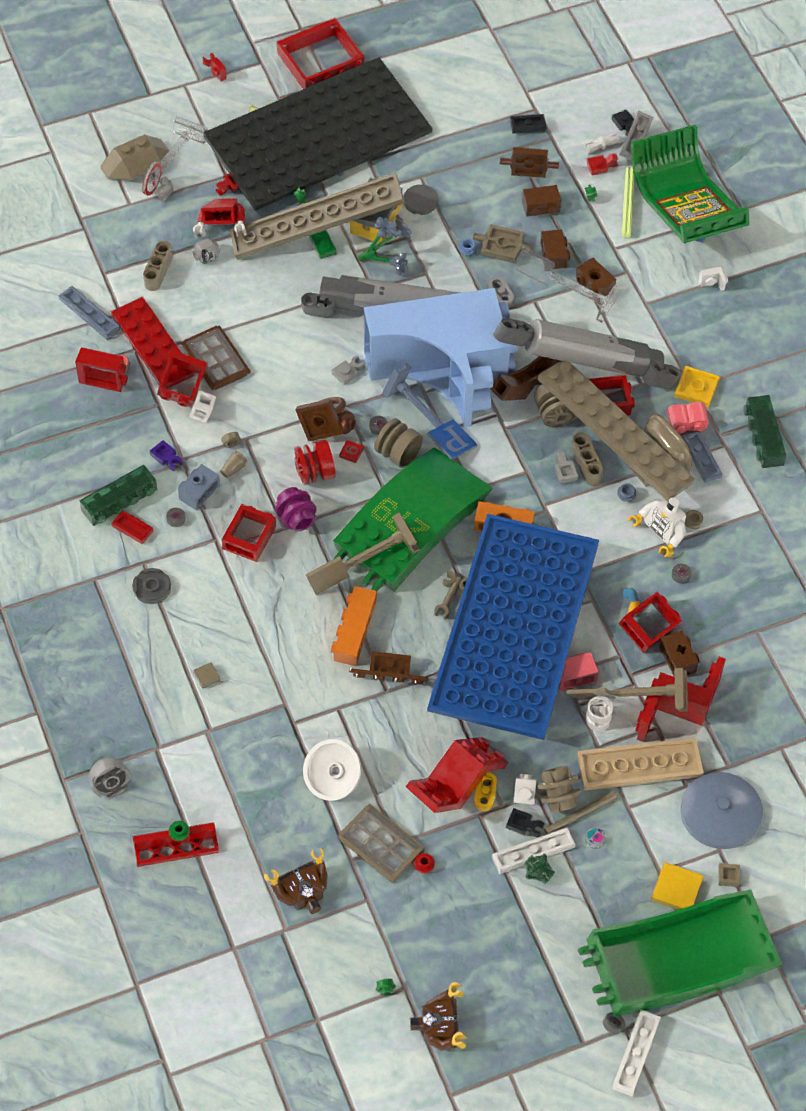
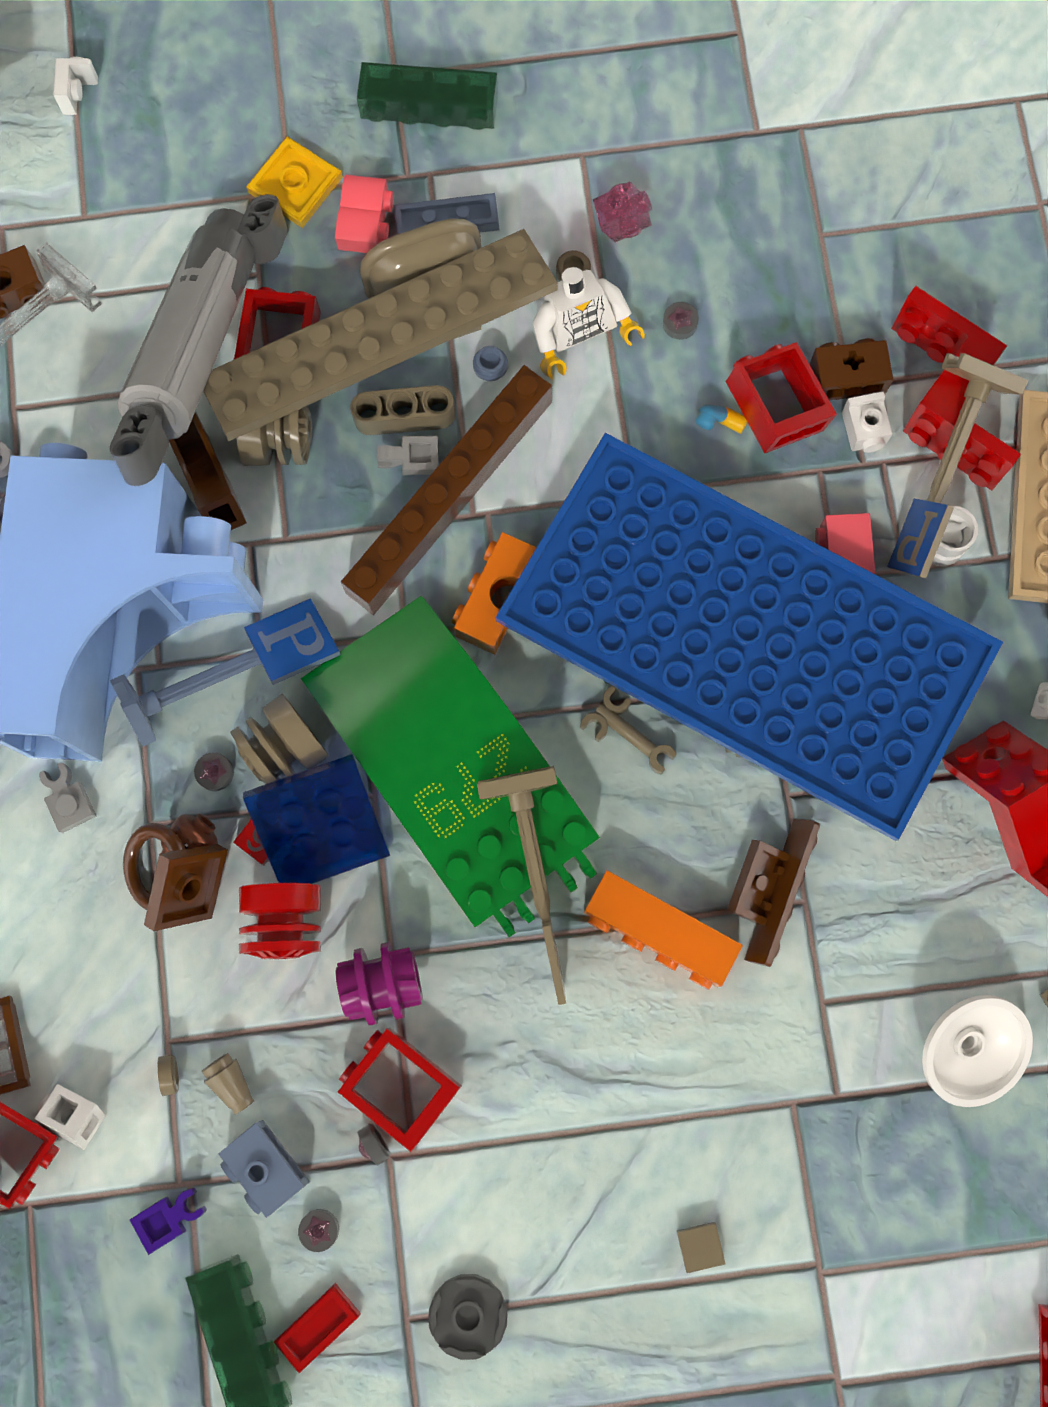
camera: 70 degrees left, 20 degrees up
(220, 527) = (372, 1144): none -> dark grey tile
(364, 466) = (317, 822): none -> clear blue plate
(551, 487) = (447, 490): none -> reddish brown brick
(651, 667) = (859, 432): none -> white brick
(730, 530) = (623, 211): none -> clear pink brick

